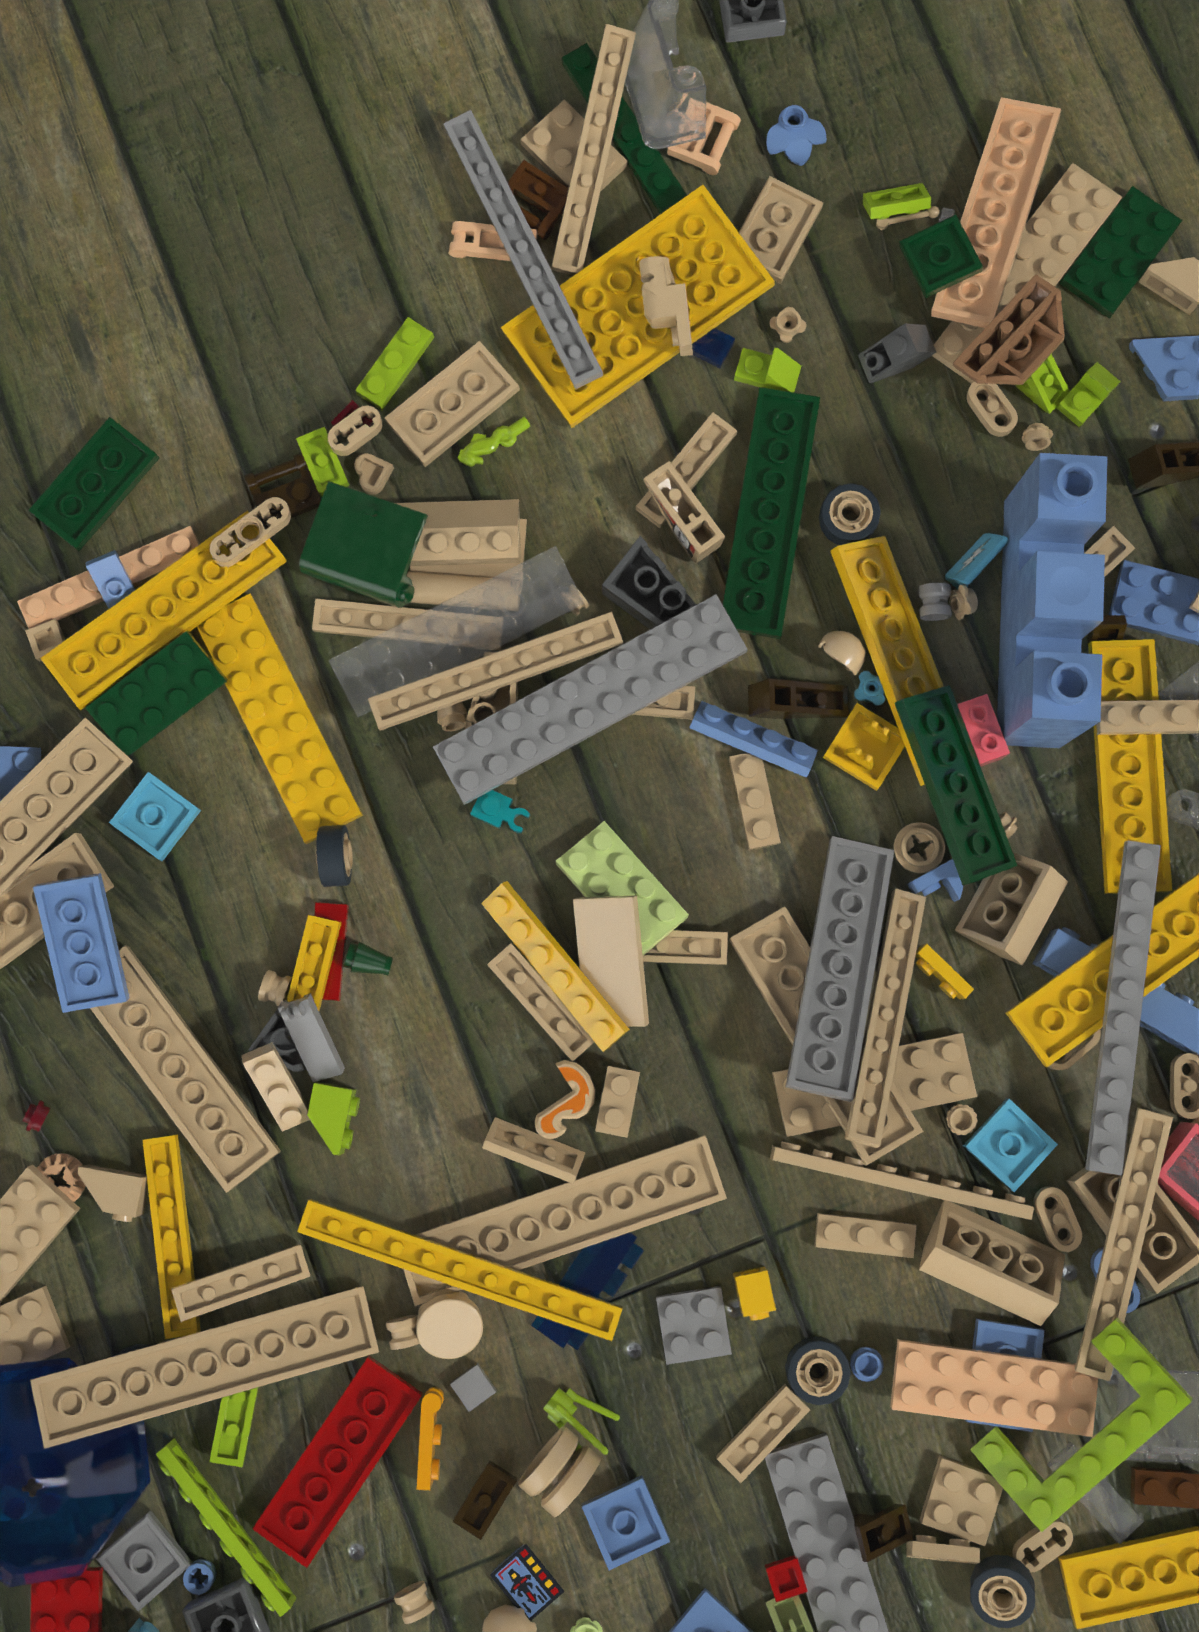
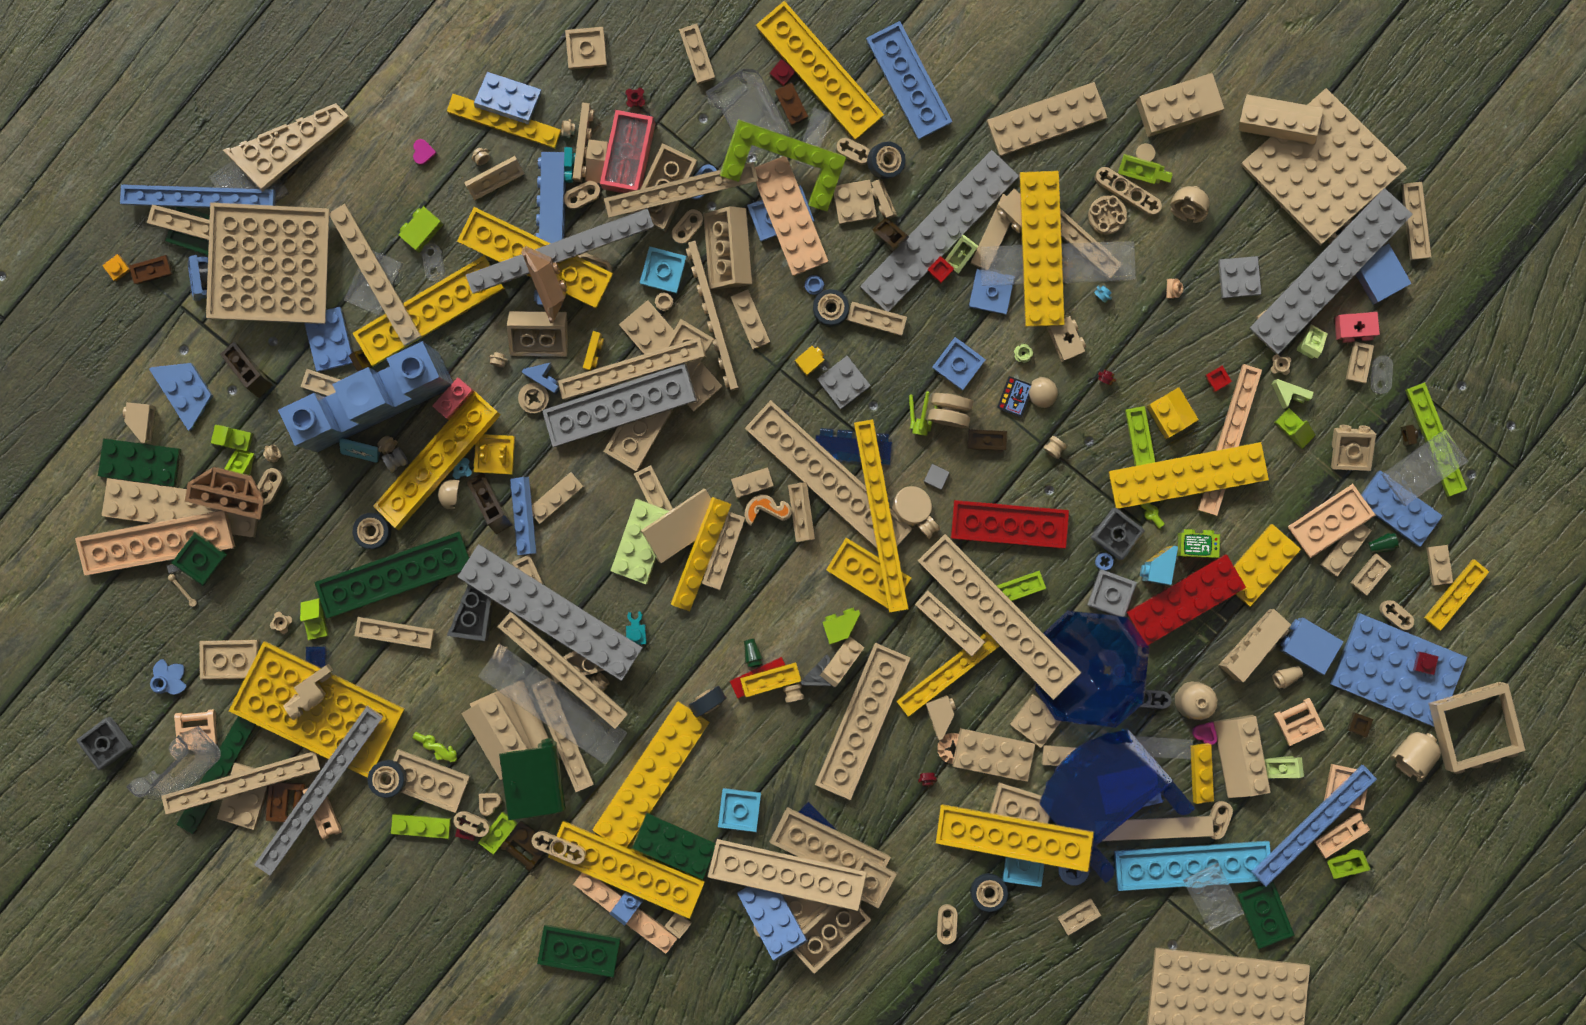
camera: 120 degrees left, 5 degrees up
(81, 942) = (825, 805): medium blue plate -> none
(233, 1537) = (1070, 570): lime plate -> none
(311, 1038) = (808, 658): light grey hinge -> none
(397, 1190) = (861, 570): none -> yellow plate
(429, 1437) = (972, 484): light orange plate -> none
(480, 332) = (397, 775): none -> wheel
(684, 512) = (420, 620): tan slope -> none
(896, 201) = (177, 600): lime plate -> none
(897, 352) = (265, 554): dark grey slope -> none
(956, 784) = (490, 396): dark green plate -> none
(1090, 960) = (546, 280): none -> medium nougat wedge

